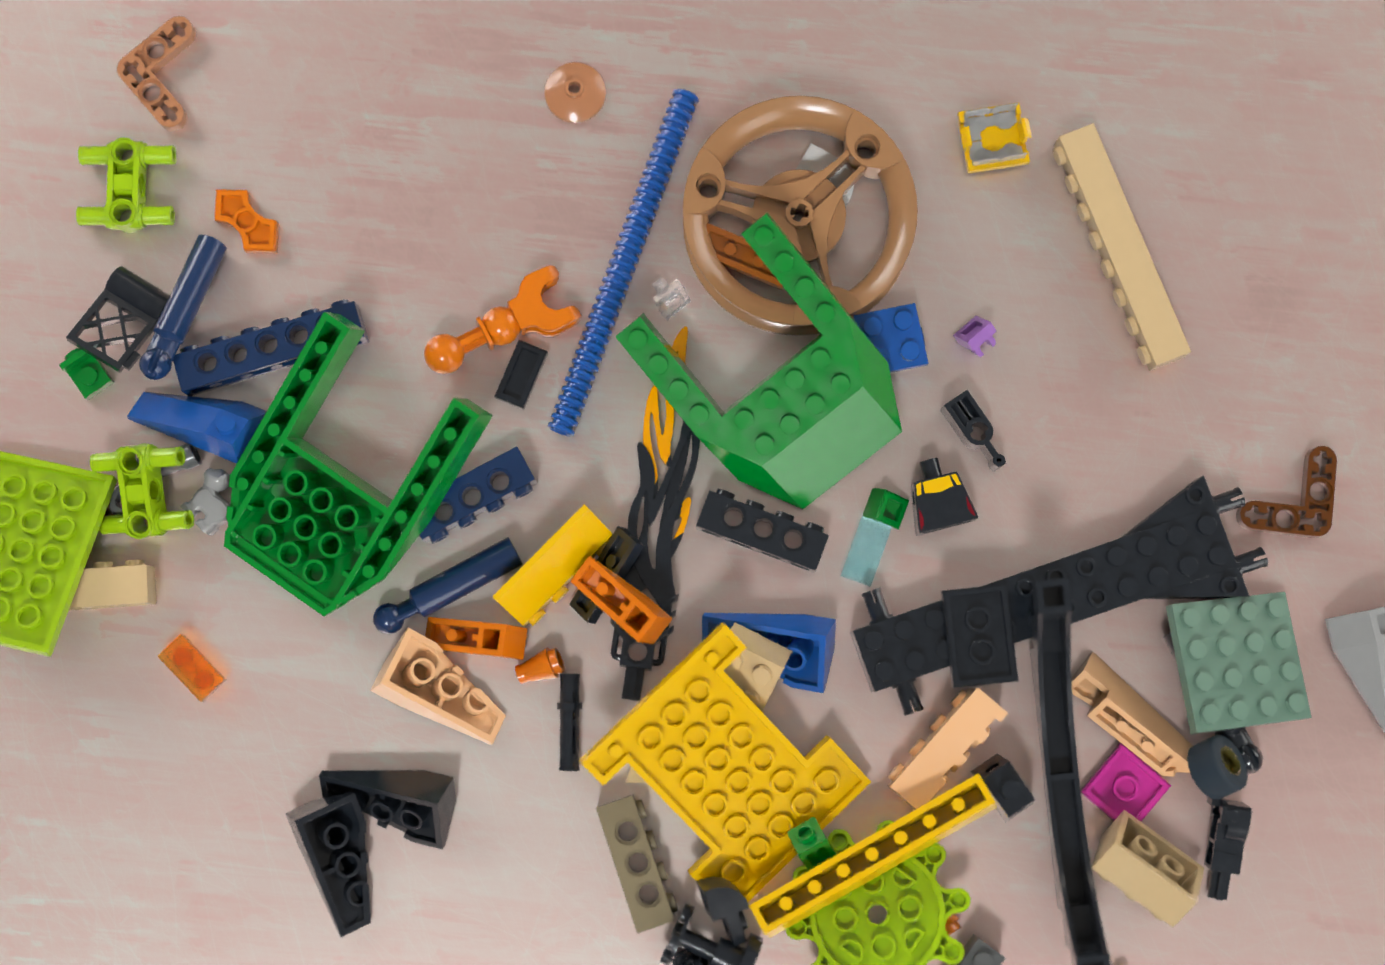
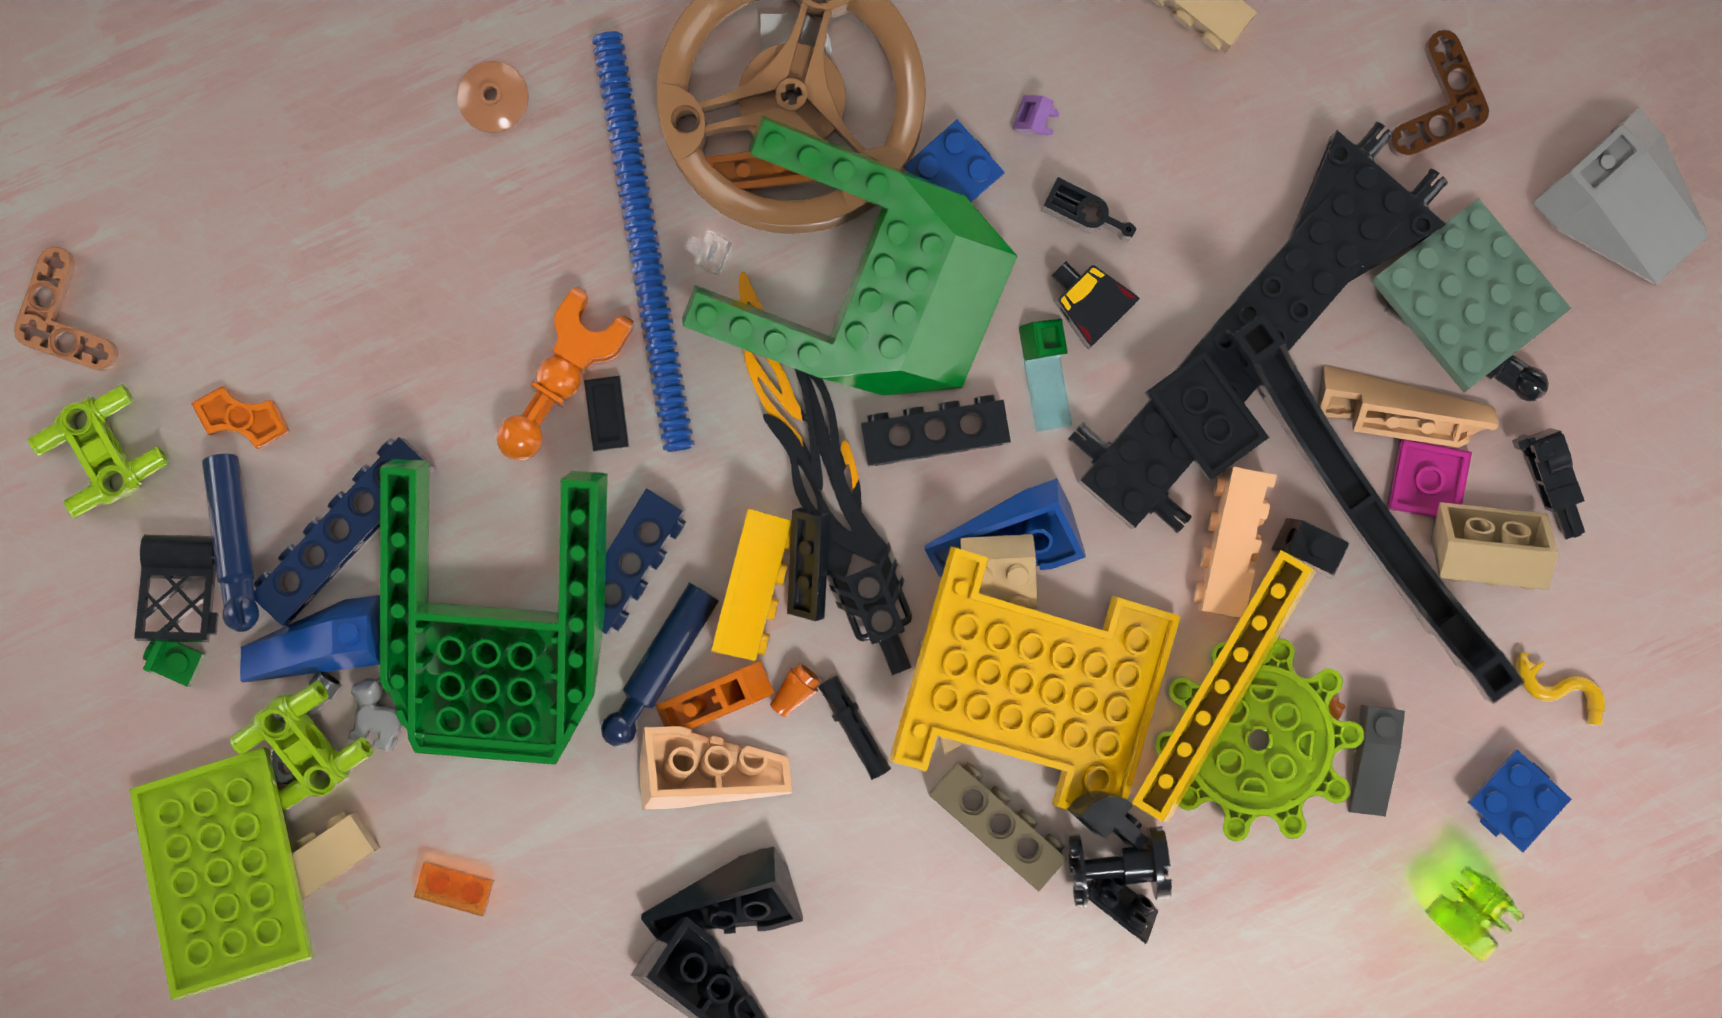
camera: 30 degrees left, 5 degrees up
(621, 601) = (839, 582): orange slope -> none
(811, 843) = (1157, 709): green bracket -> none
(1217, 767) = (1506, 409): black wheel -> none

